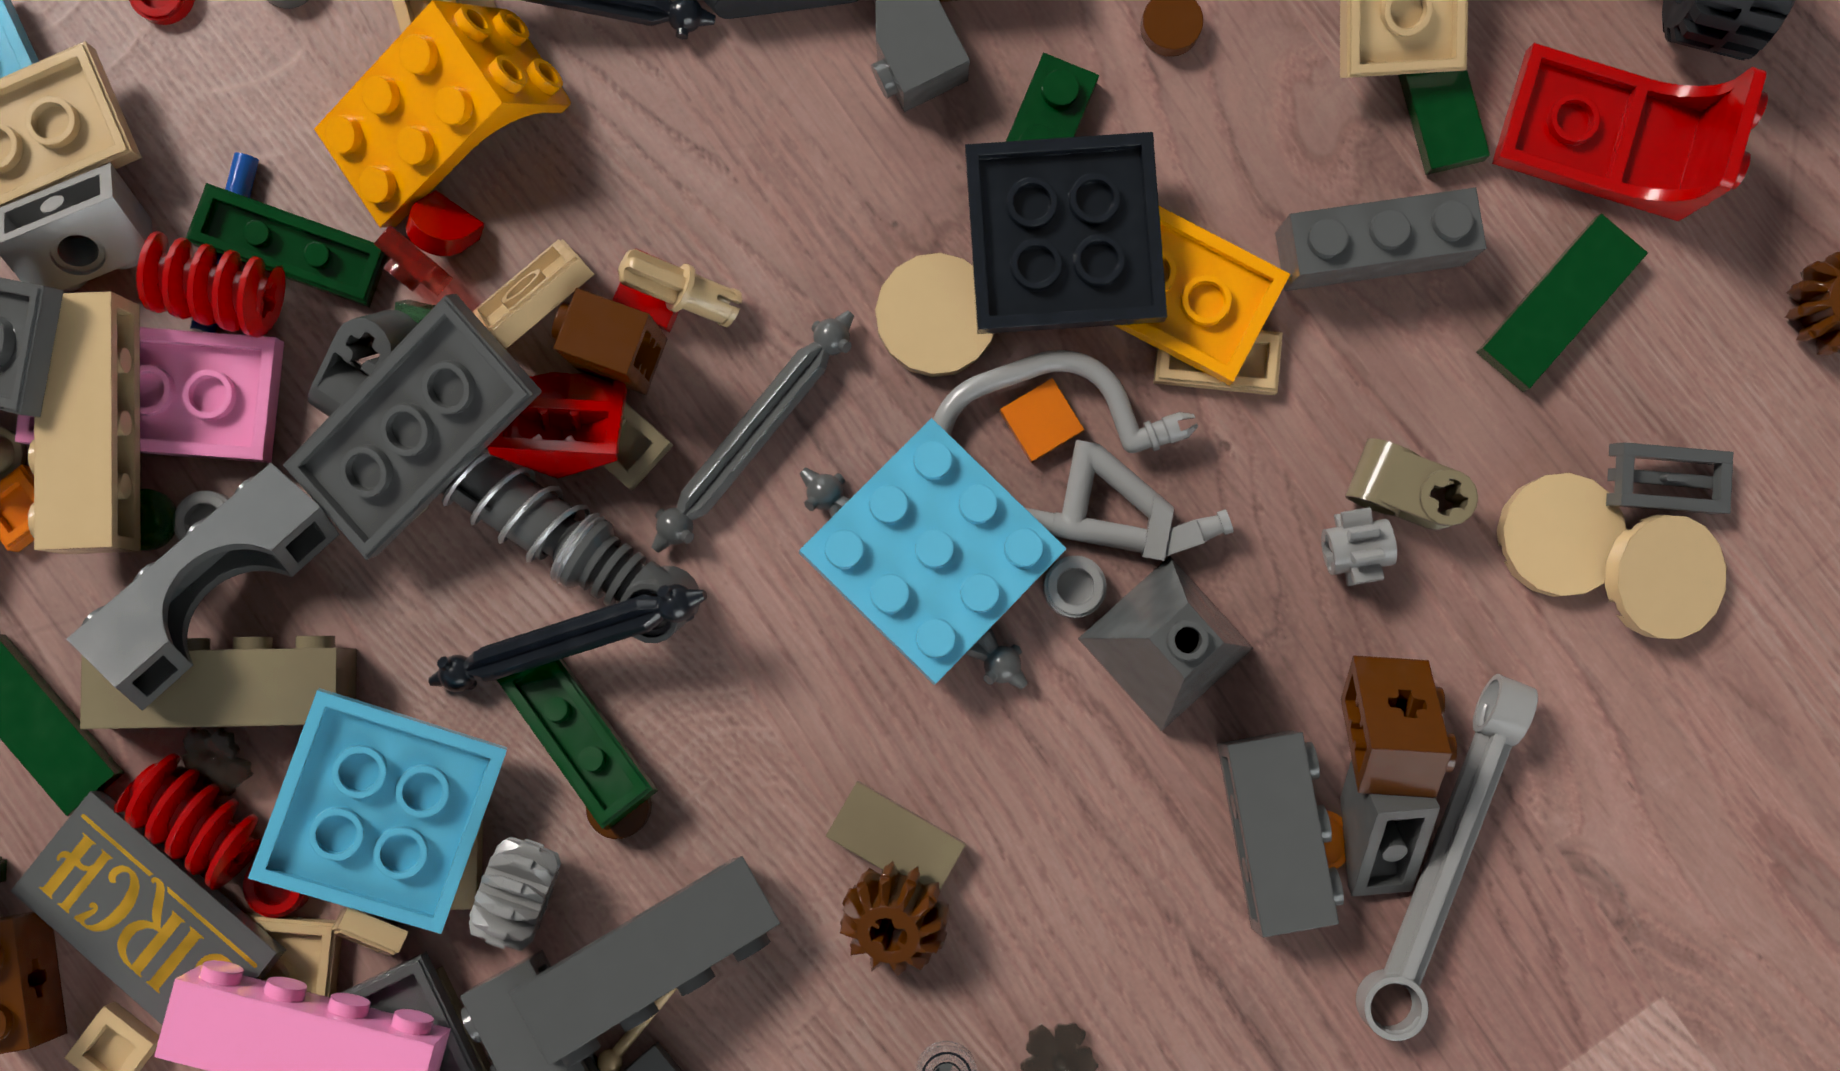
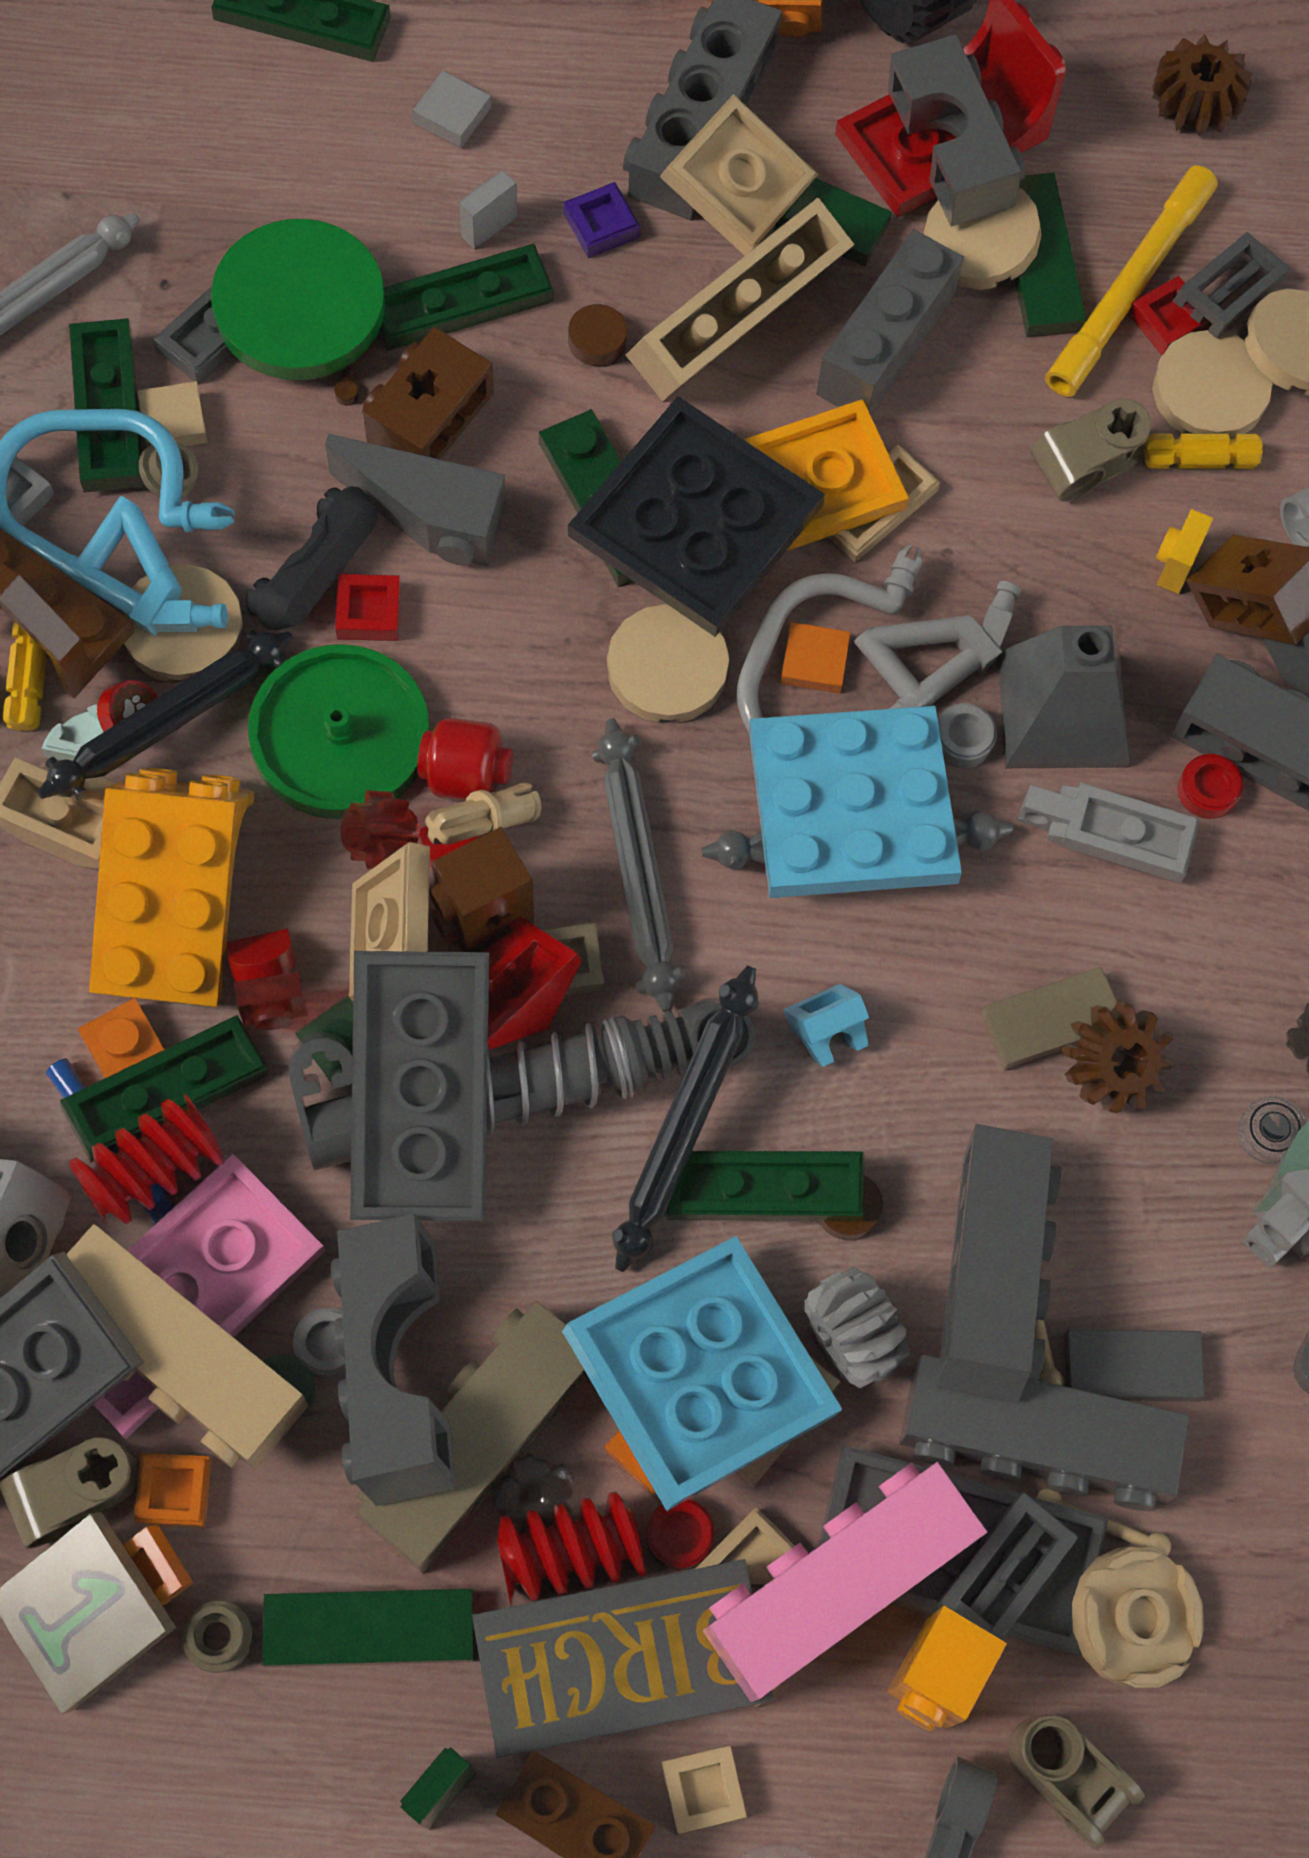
camera: 55 degrees left, 15 degrees down
(301, 184) = (120, 1038): none -> orange plate
(369, 932) = (788, 1474): tan tile -> none
(606, 222) = (378, 827): none -> clear red gear
(669, 123) = (337, 727): none -> green piece
(719, 234) = (463, 758): none -> red head
(744, 672) = (825, 1015): none -> medium azure tile
(787, 56) = (368, 607): none -> red tile
(1091, 766) = (1114, 828): none -> light grey hinge
(1197, 808) = (1210, 786): none -> red tile
(1294, 106) = (739, 299): none -> tan brick
(1359, 546) = (1107, 515): light grey gear -> none
(1382, 628) = (1181, 549): none -> yellow plate
(1492, 575) = (1203, 451): none -> yellow axle
(1538, 242) = (991, 245): none -> tan tile
(1587, 447) = (1162, 318): none -> red tile
(1629, 100) = (942, 90): none -> dark grey arch
(1702, 382) = (1085, 347): none -> yellow piece

